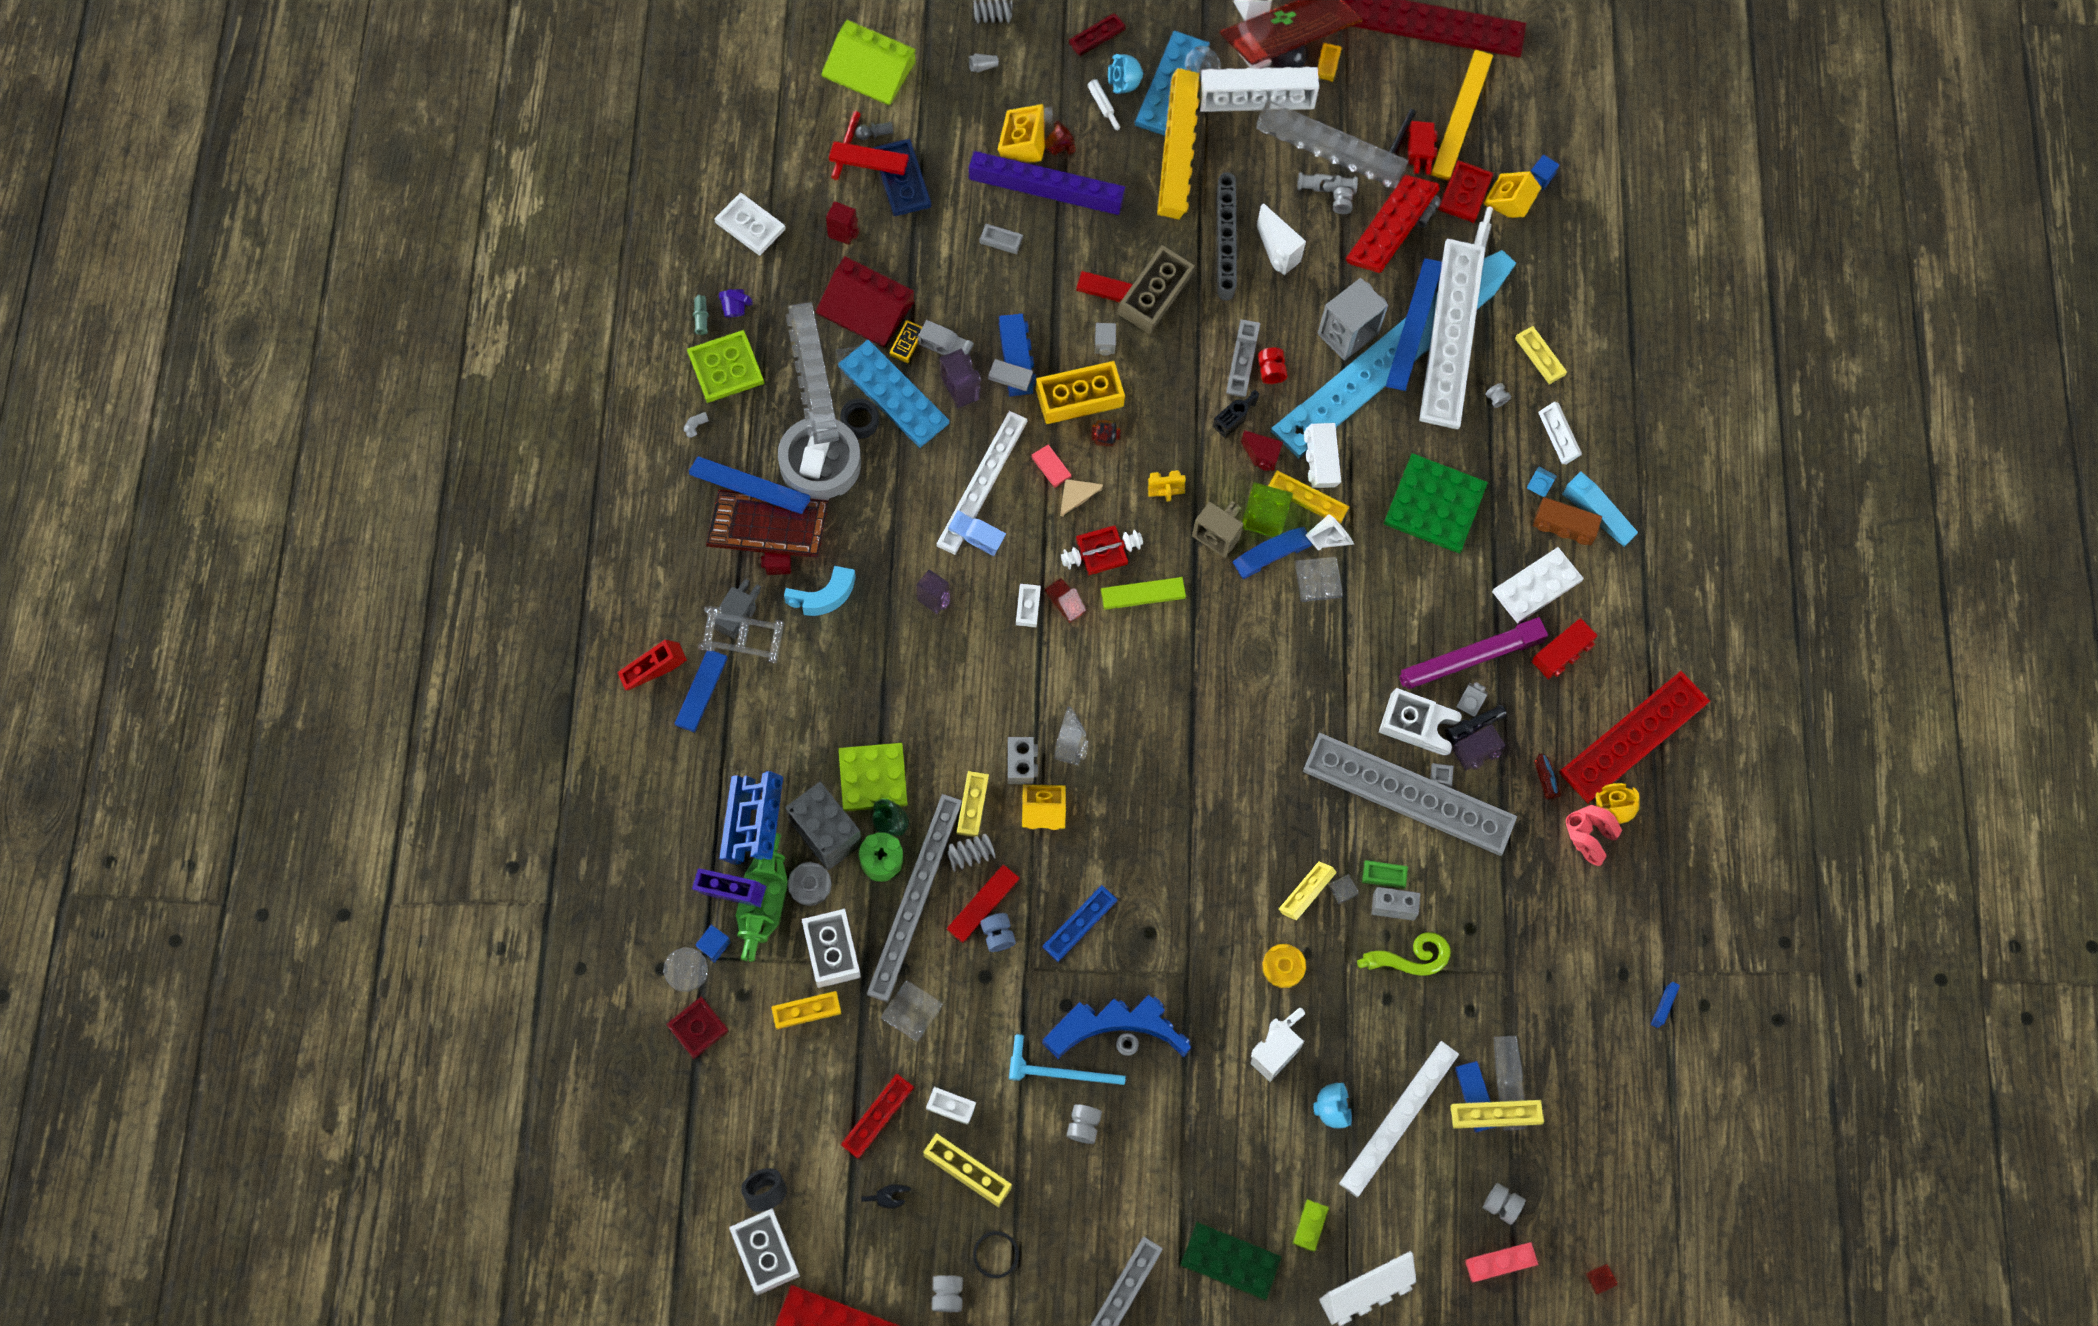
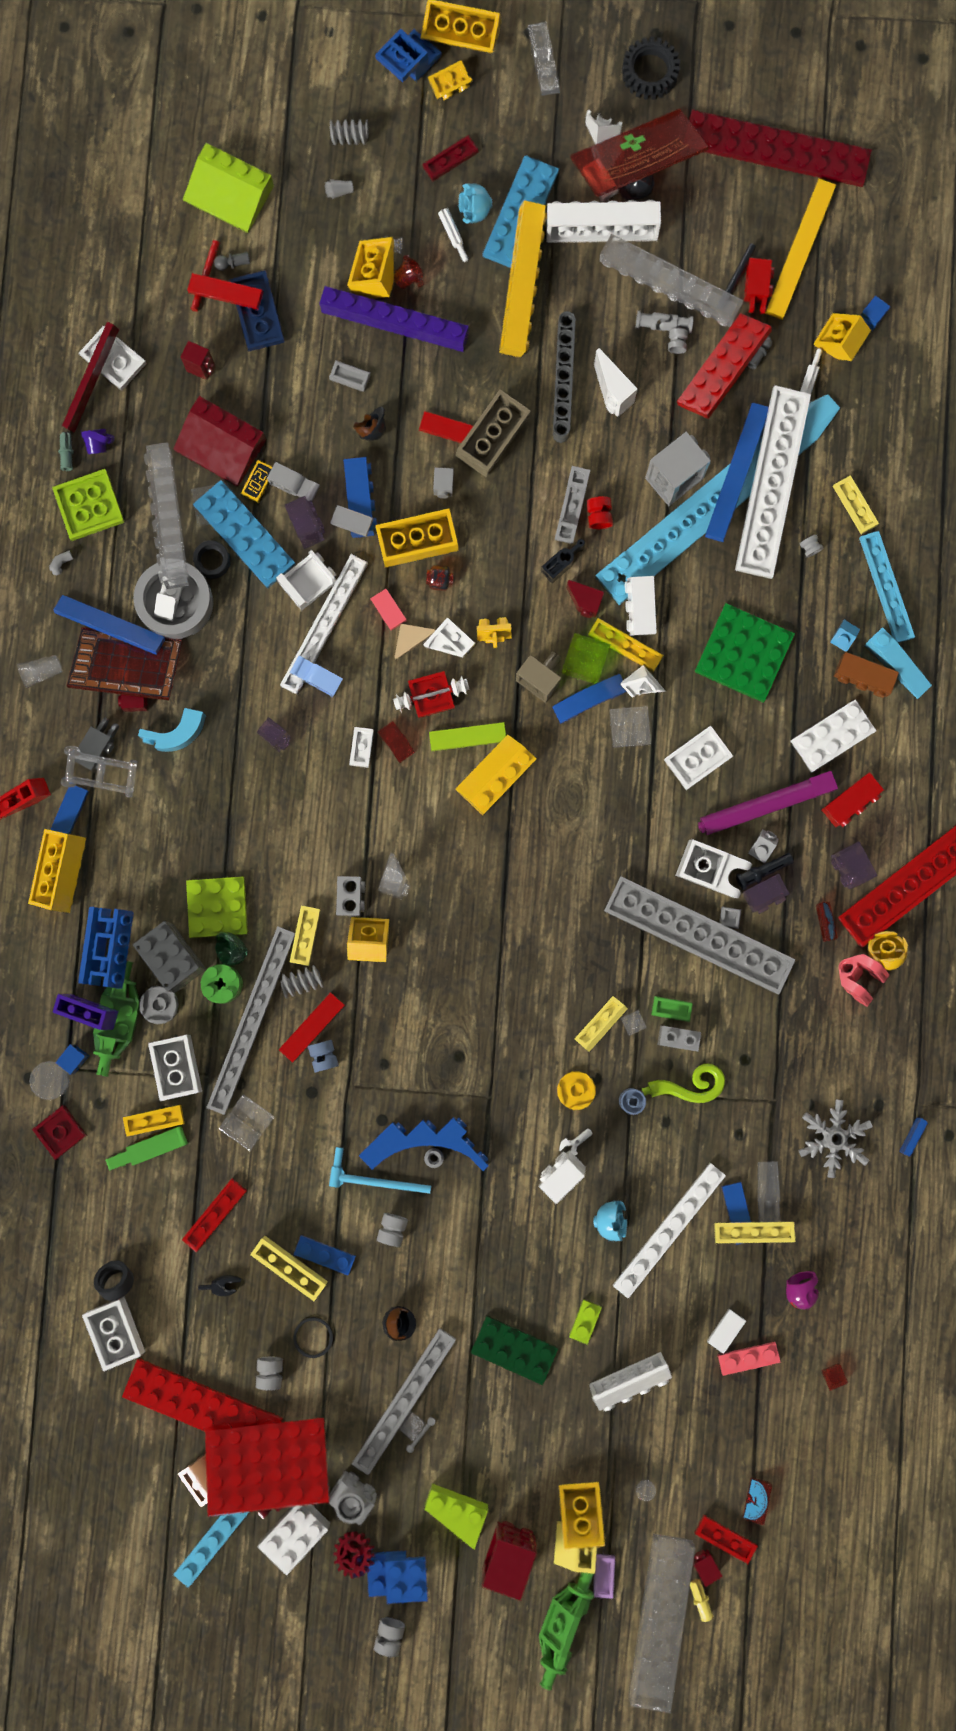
camera: 10 degrees right, 15 degrees up
(673, 532) = (39, 670): none -> clear plant
(694, 739) = (57, 871): none -> yellow slope
(728, 240) = (90, 377): none -> dark red tile
(800, 1043) = (149, 1148): none -> bright green piece
(951, 1105) = (277, 1209): white plate -> none
(963, 437) = (307, 580): none -> white panel
(1006, 1158) = (324, 1255): none -> blue plate
(1028, 285) = (373, 425): none -> black piece
(1079, 923) = (397, 1047): blue tile -> none
(1096, 1231) = (399, 1323): none -> black piece
(1119, 495) = (450, 640): none -> white wing
(1176, 630) = (495, 774): none -> yellow slope
(1202, 59) = (550, 189): clear tile -> none
(1328, 61) = (674, 190): yellow tile -> none
(1348, 972) = (632, 1101): none -> sand blue wheel
(1394, 609) = (698, 757): none -> white plate
(1465, 191) = (797, 331): red tile -> none
(1473, 1231) = (726, 1331): none -> white tile
(1503, 1203) = (756, 1311): light grey wheel -> none
(1555, 1179) = (802, 1295): none -> magenta helmet
(1560, 433) = (867, 585): white plate -> none
(1572, 714) = (853, 866): none -> clear purple brick
(1583, 1004) = (842, 1136): none -> light grey piece
(1591, 454) = (887, 587): none -> medium azure plate

